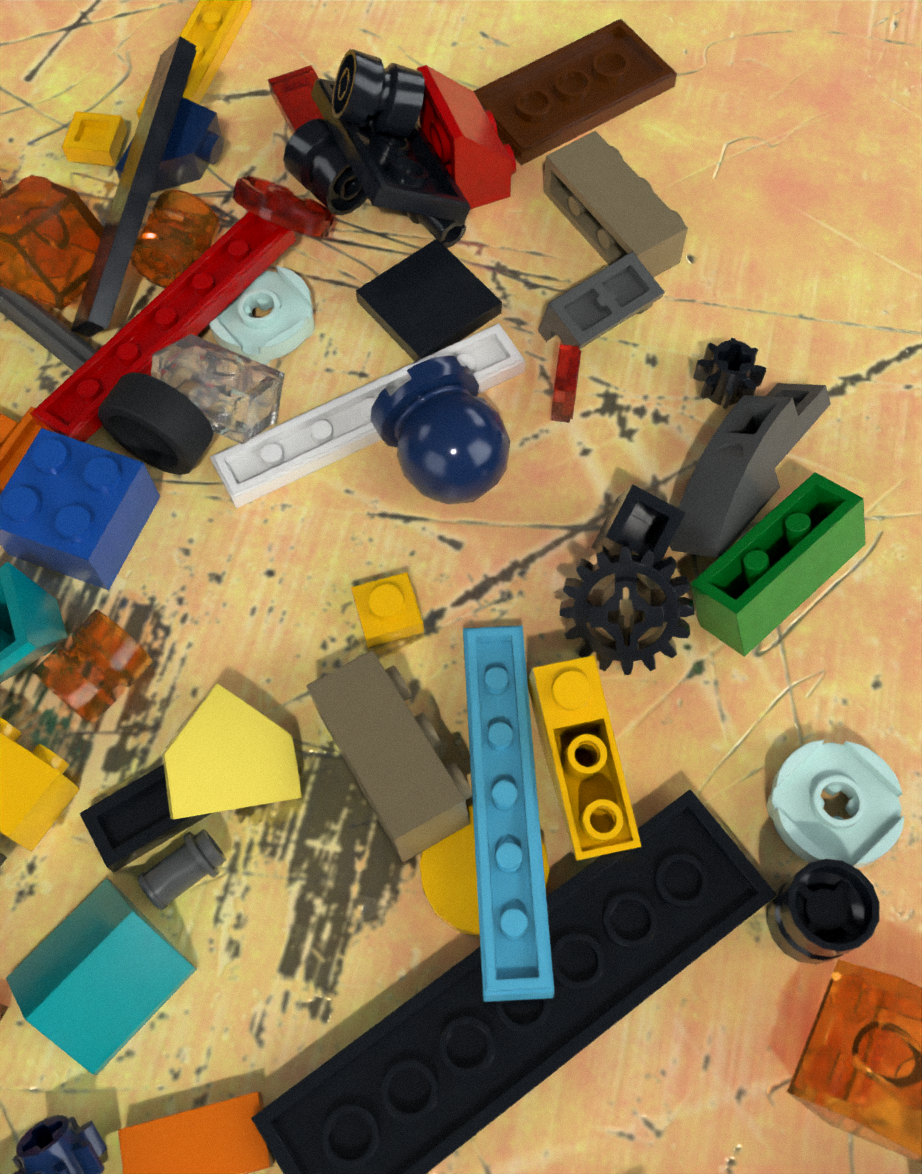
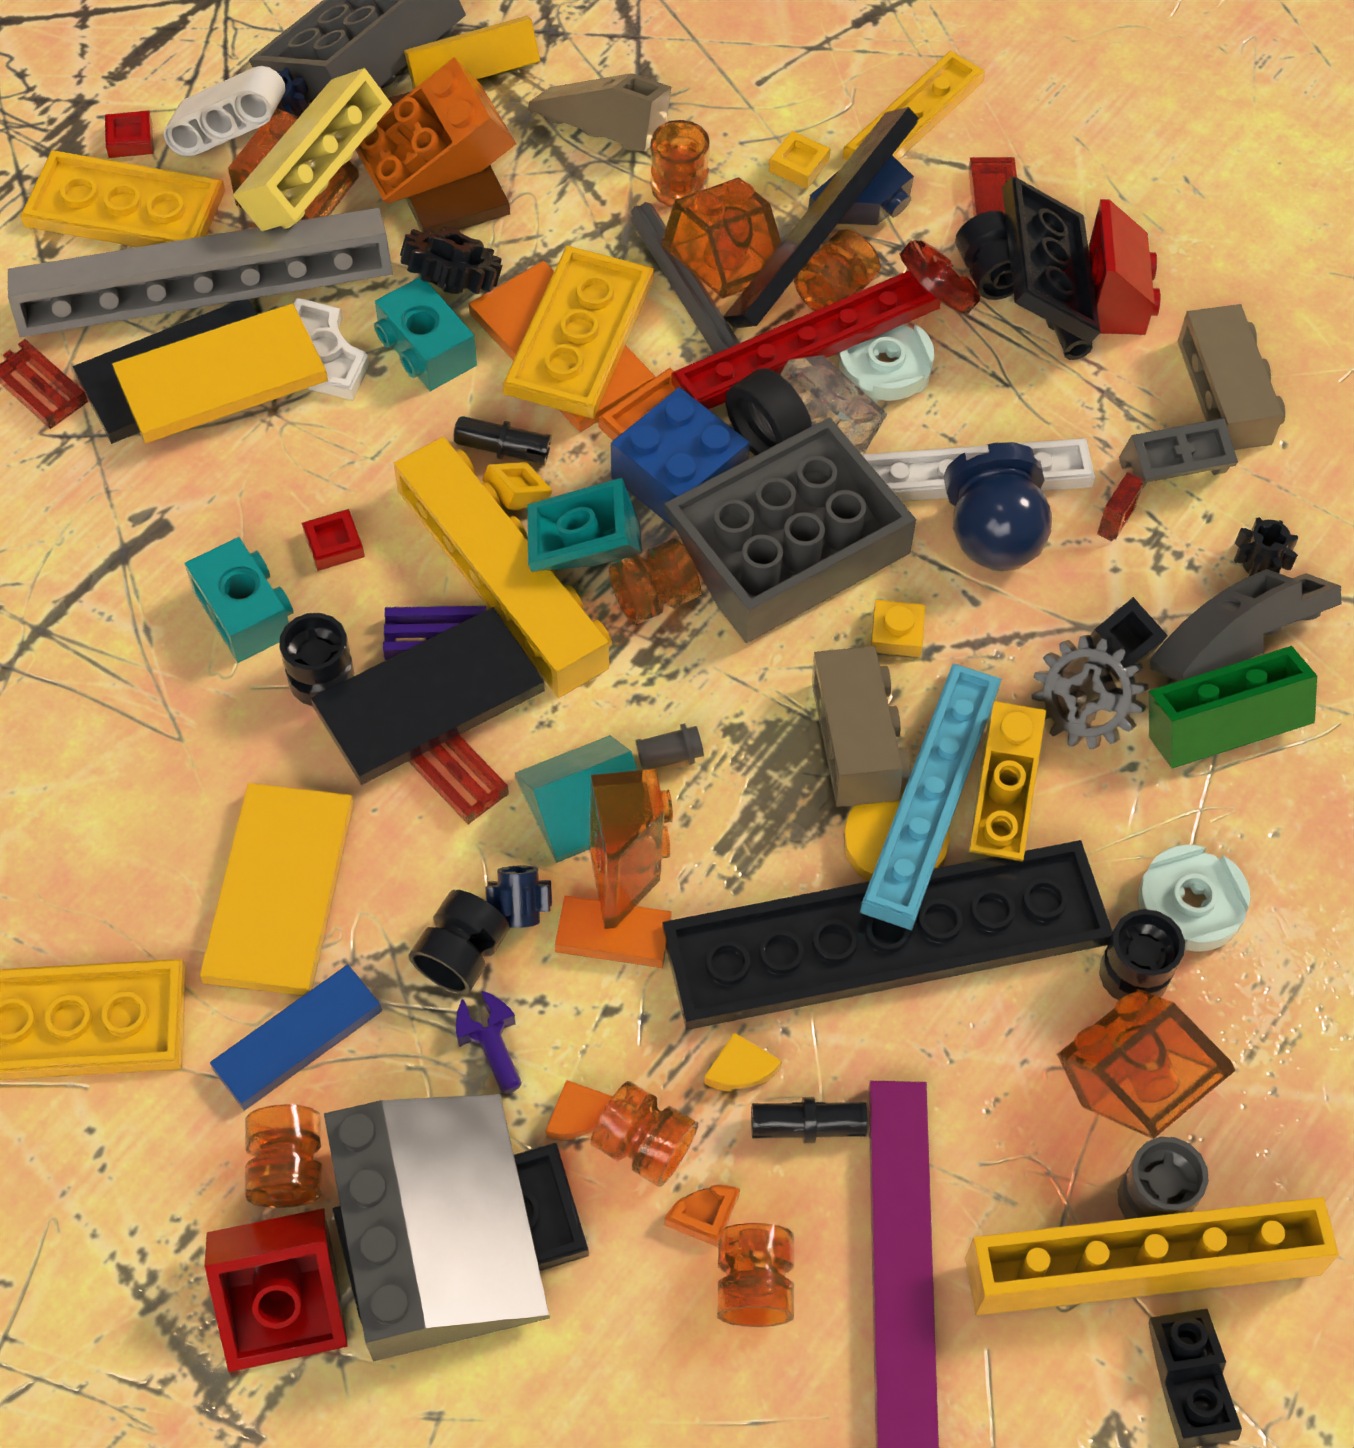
camera: 20 degrees right, 5 degrees down
(134, 820) = (661, 701): black tile -> none
(165, 1042) = (627, 838): none -> clear orange slope
(223, 545) = (791, 528): none -> dark grey slope
(228, 759) = (734, 685): light yellow slope -> none
(384, 96) = (1052, 208): black wheel -> none
(428, 301) = (1034, 398): black tile -> none
(574, 90) = (1245, 259): reddish brown tile -> none

